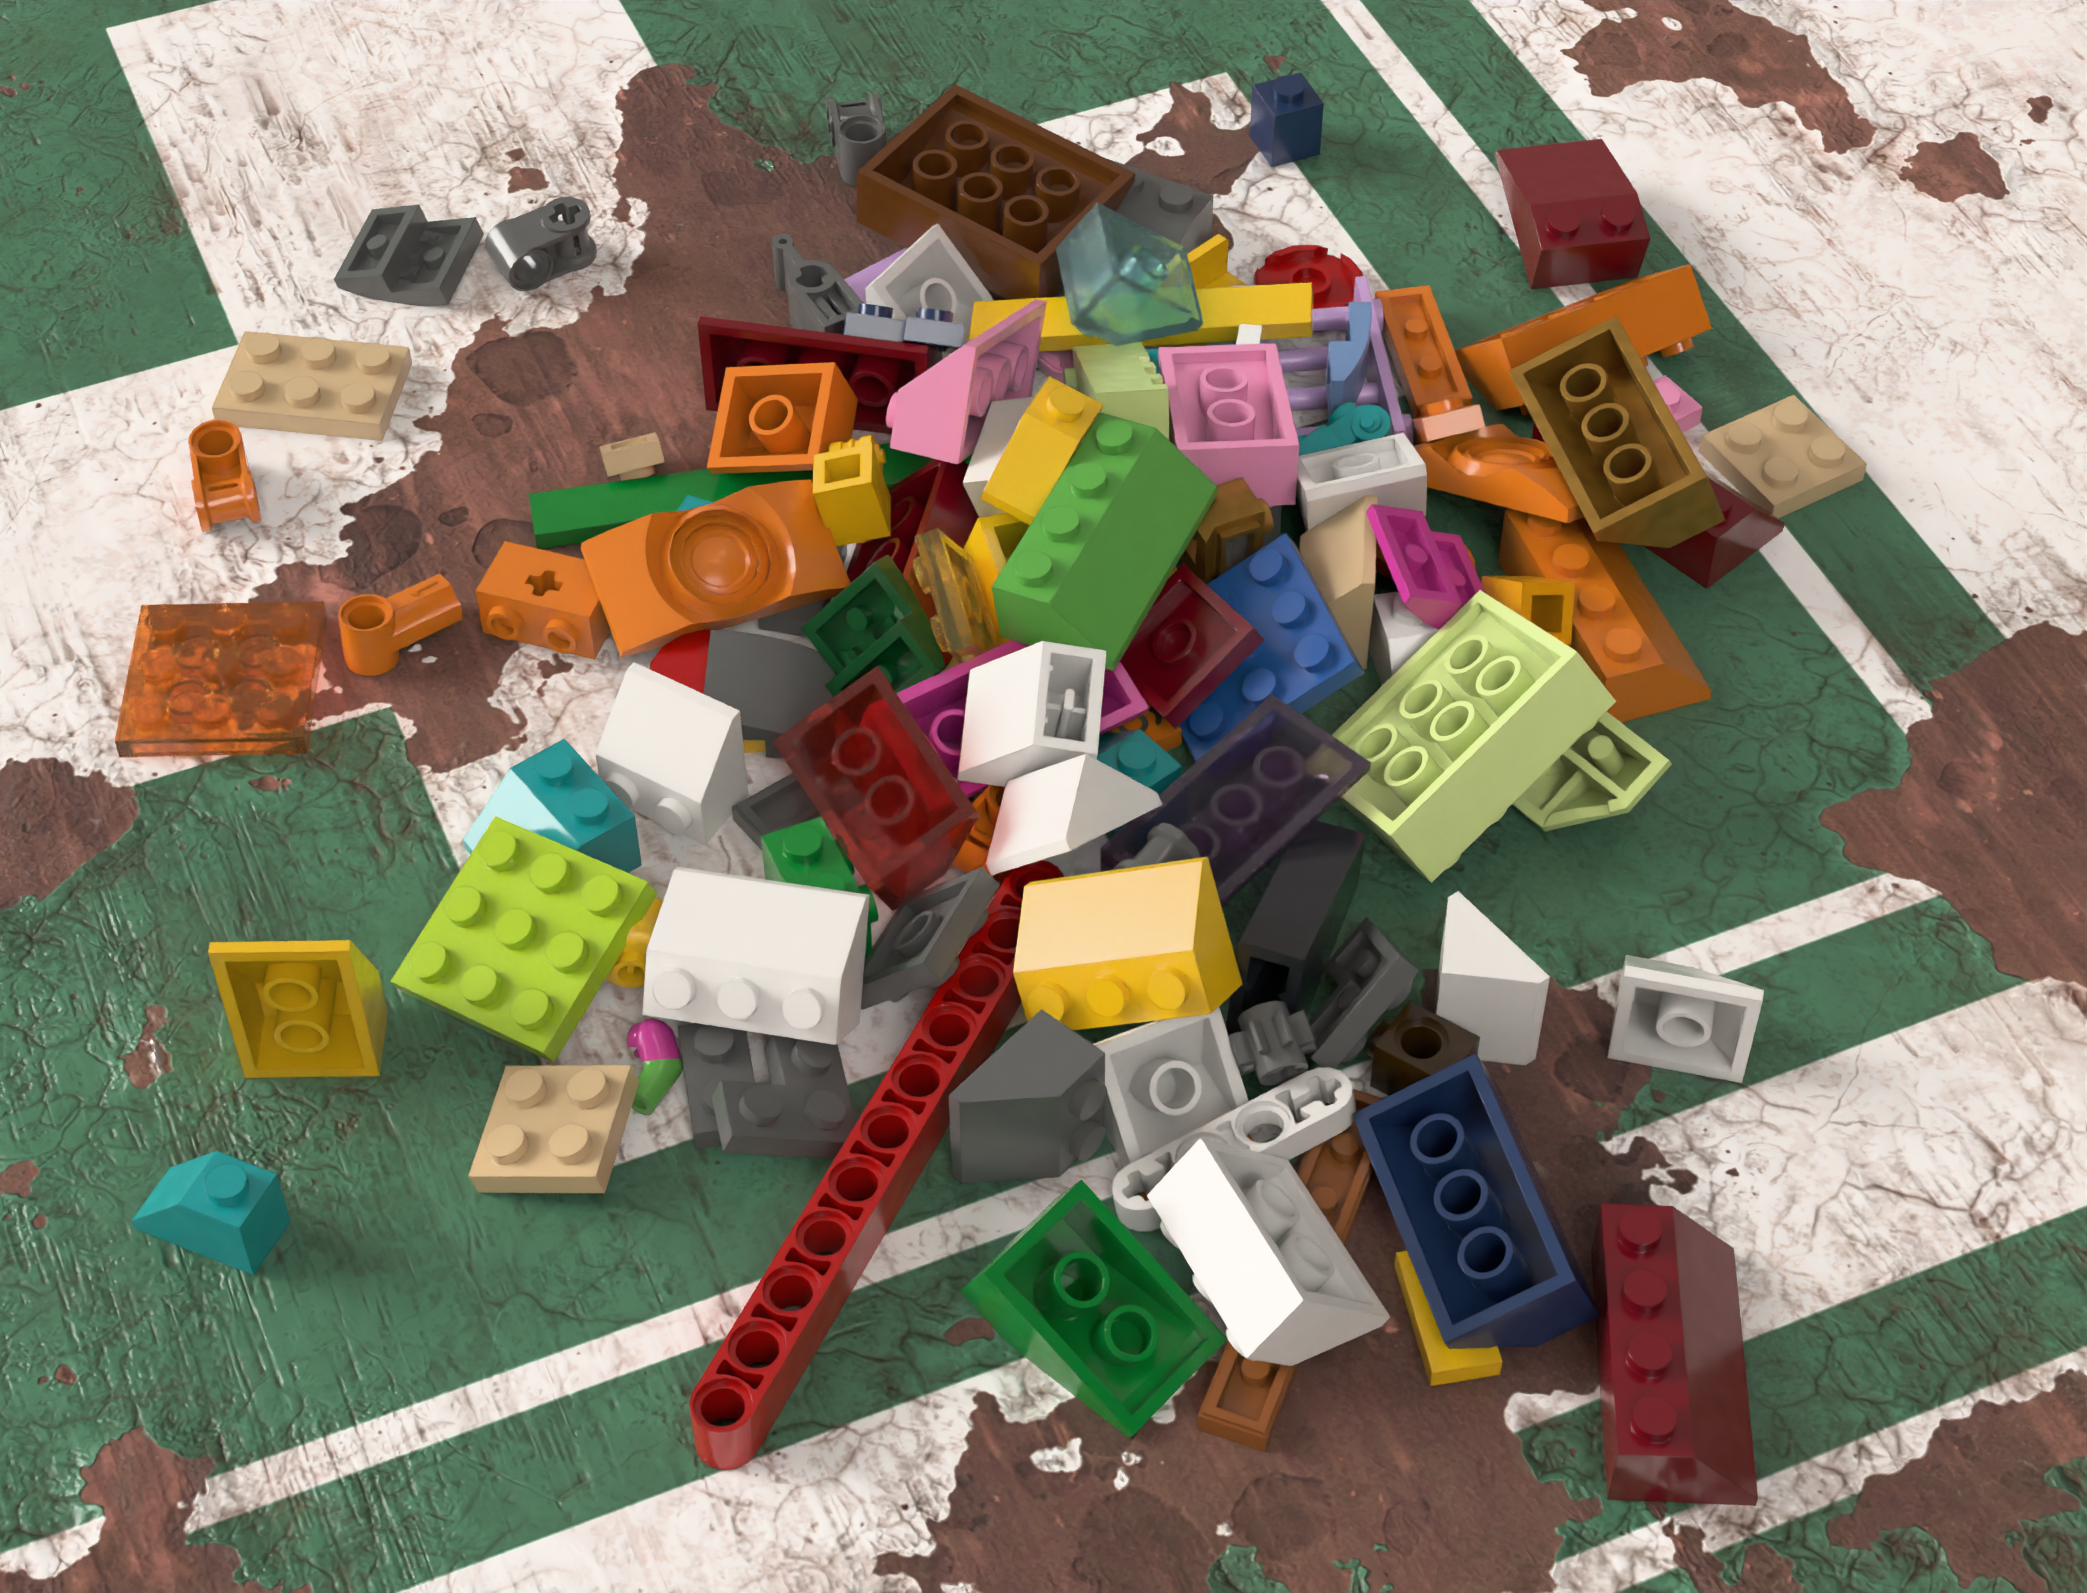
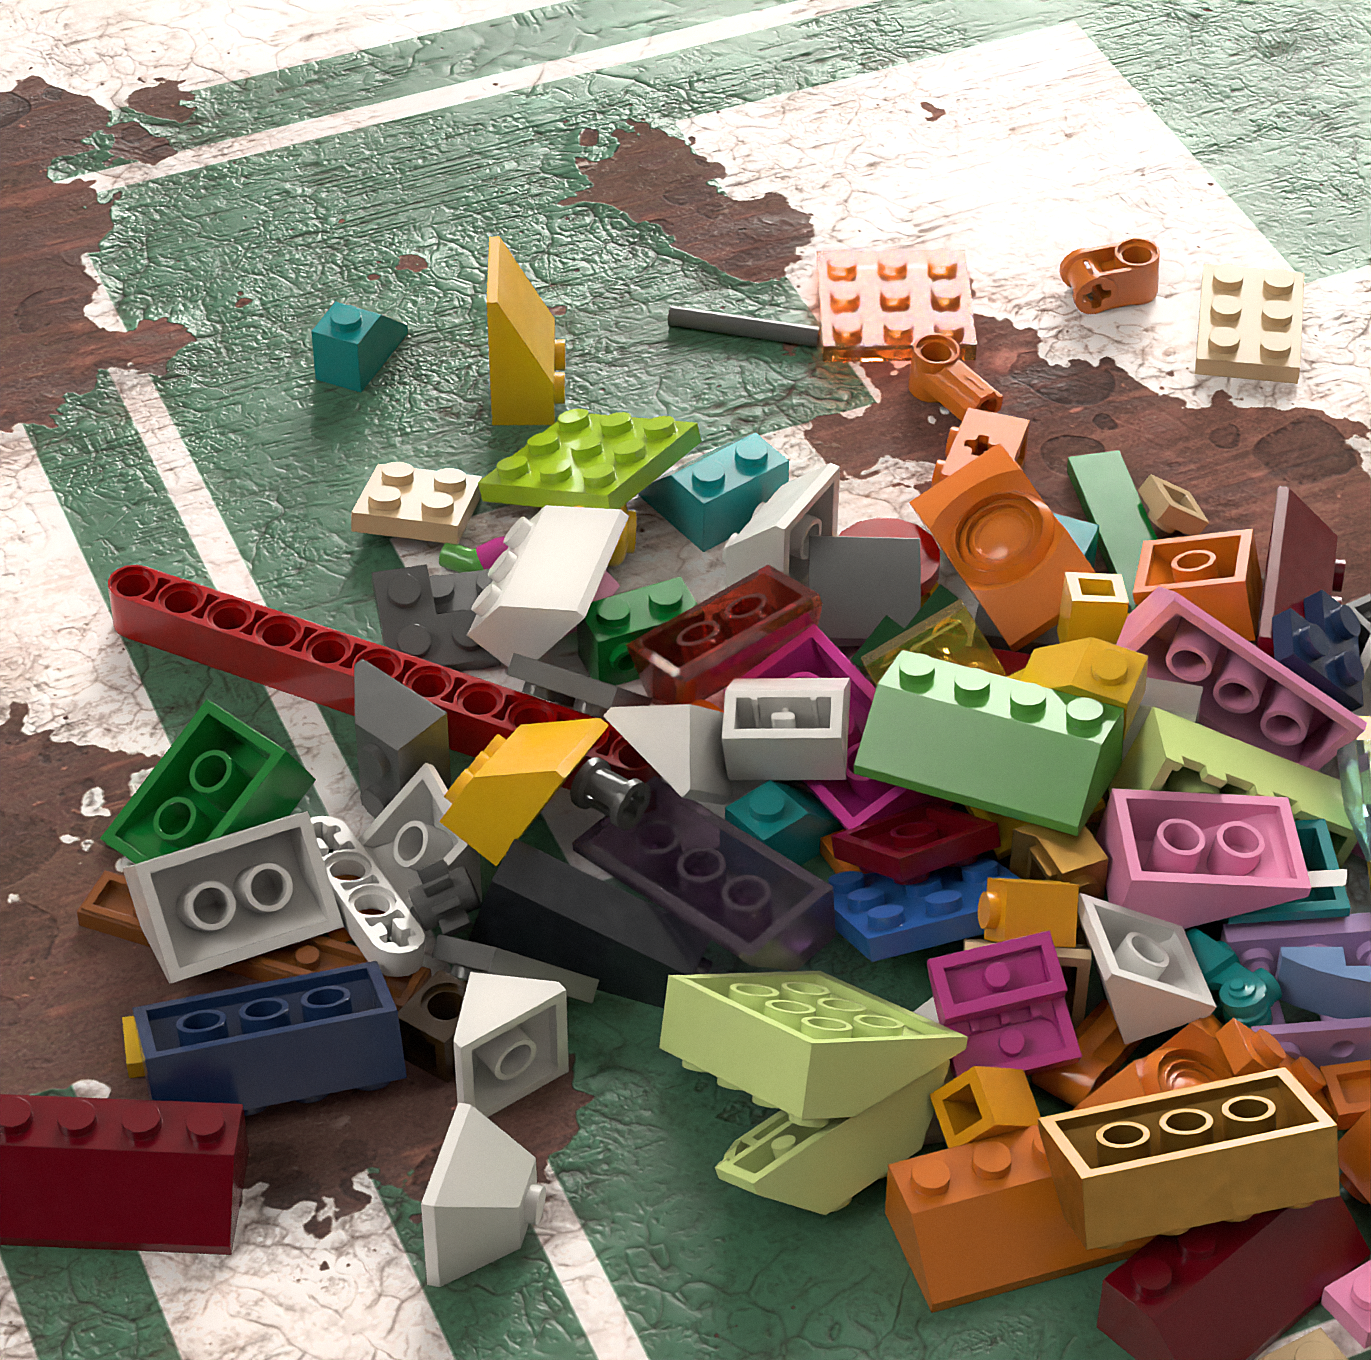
camera: 90 degrees right, 5 degrees down
(236, 820) = (744, 326): none -> dark grey bar
(1323, 532) = (1029, 907): none -> light orange brick

